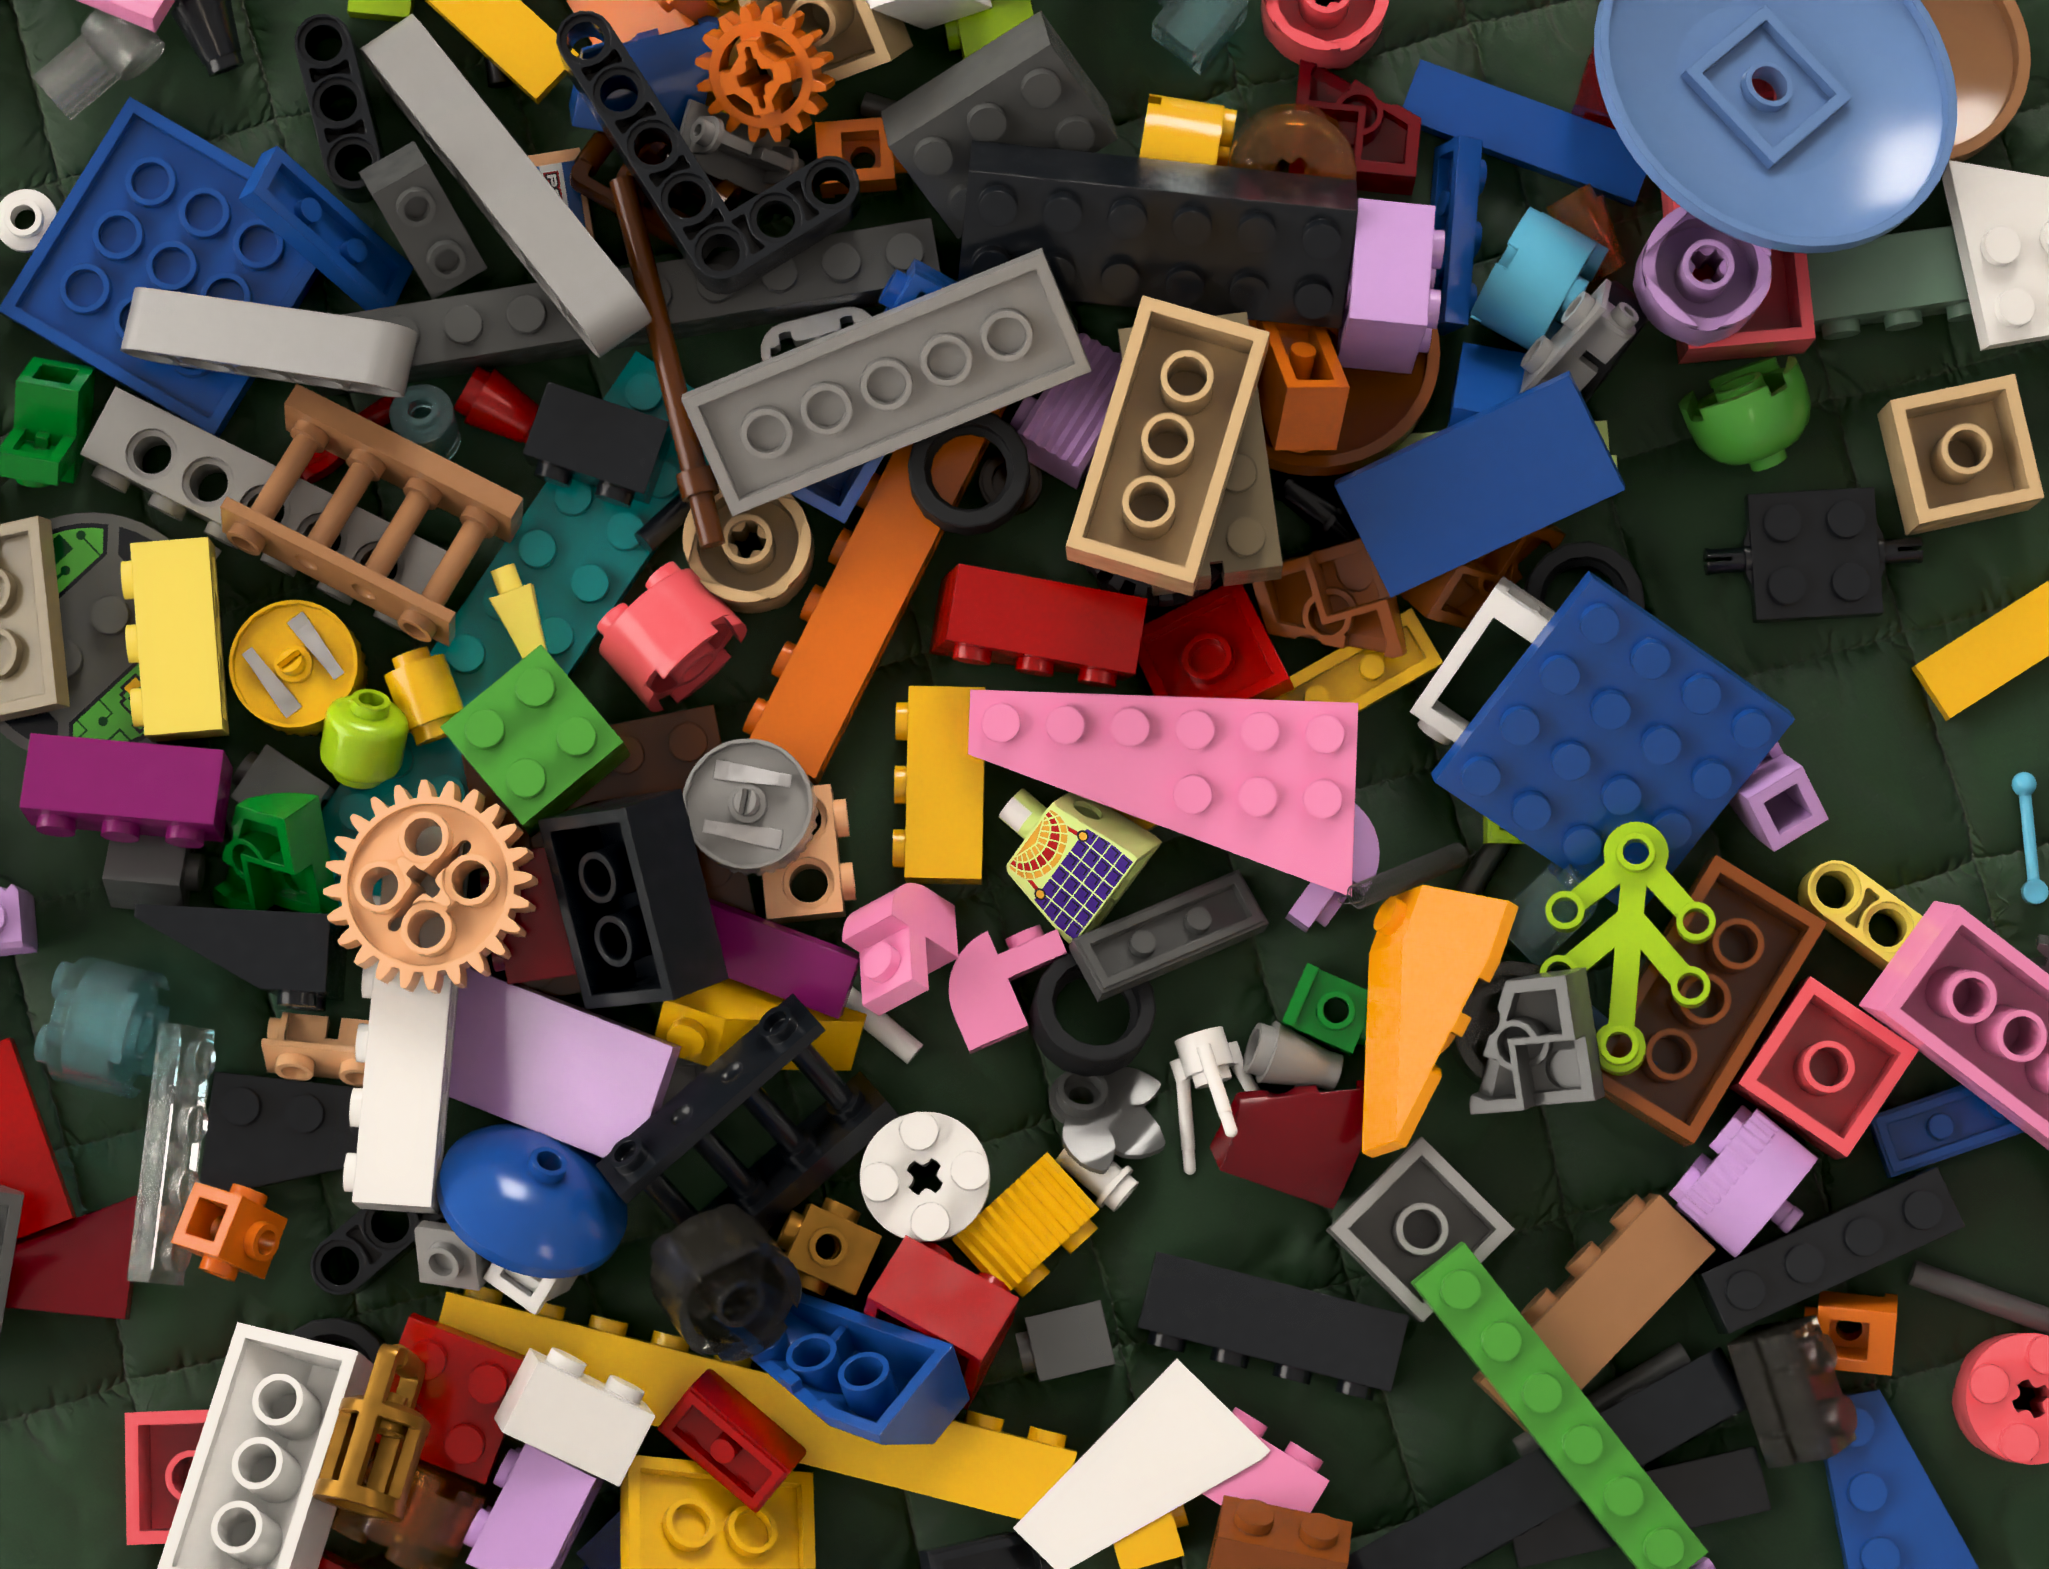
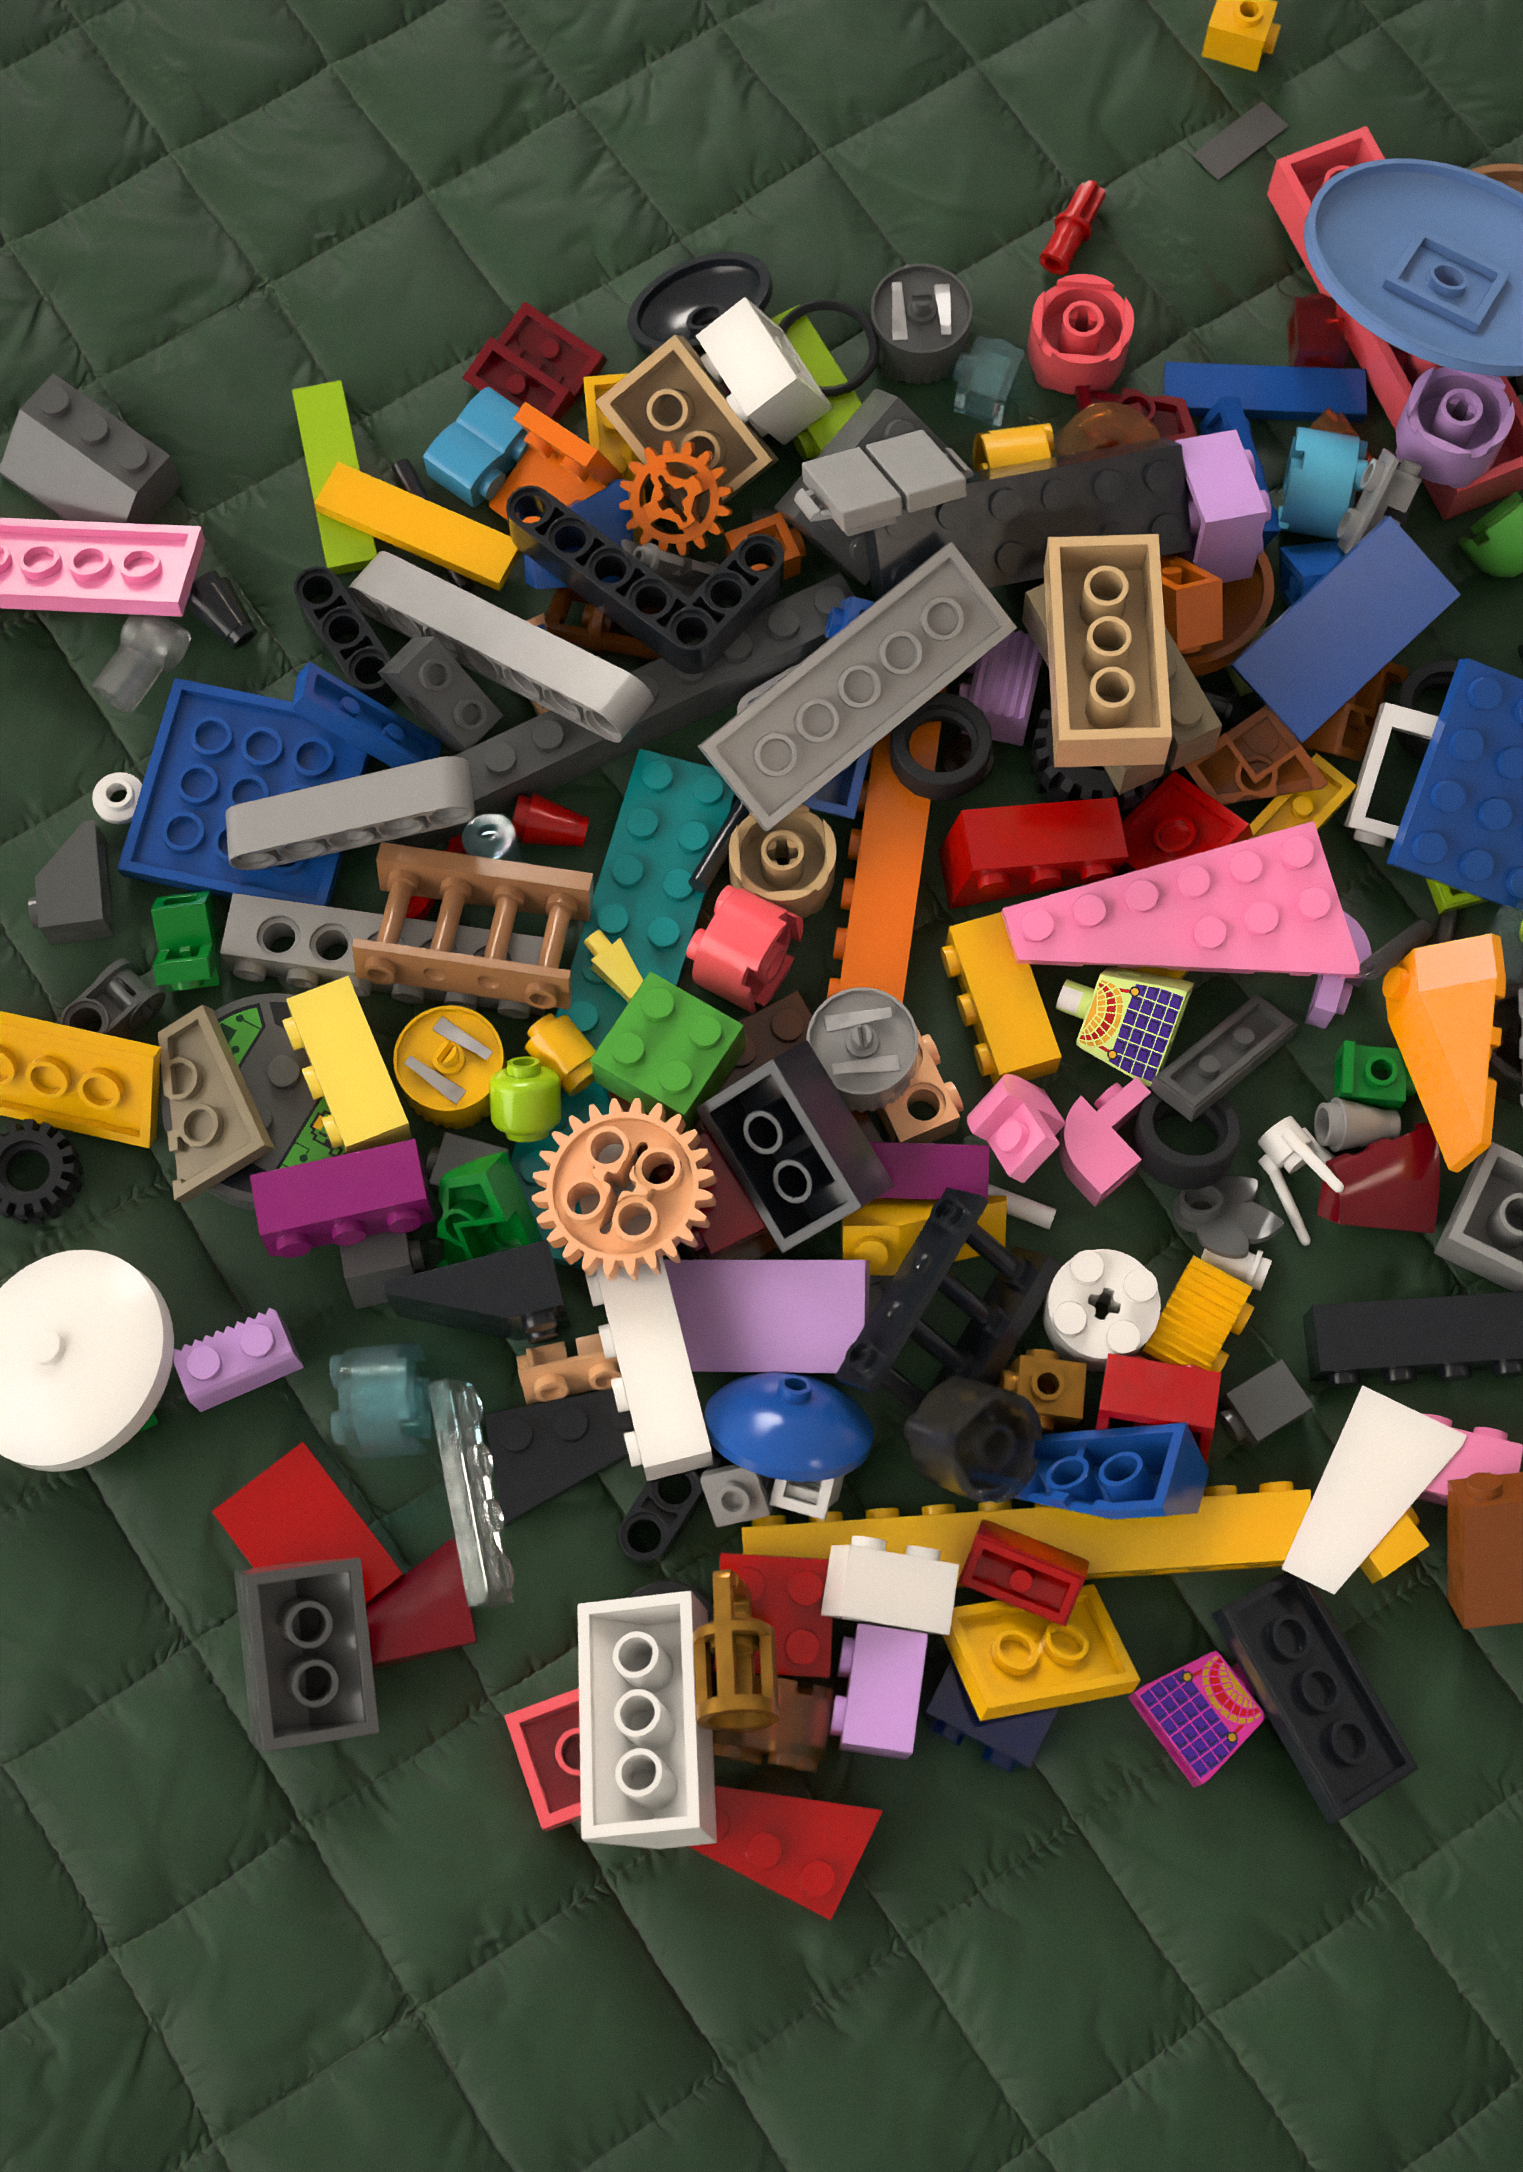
camera: 20 degrees left, 10 degrees down
(230, 1230) = (541, 1538): orange brick -> none
(597, 445) = (637, 818): black brick -> none
(696, 478) = (727, 812): reddish brown bar -> none
(960, 159) = (872, 487): none -> light grey piece

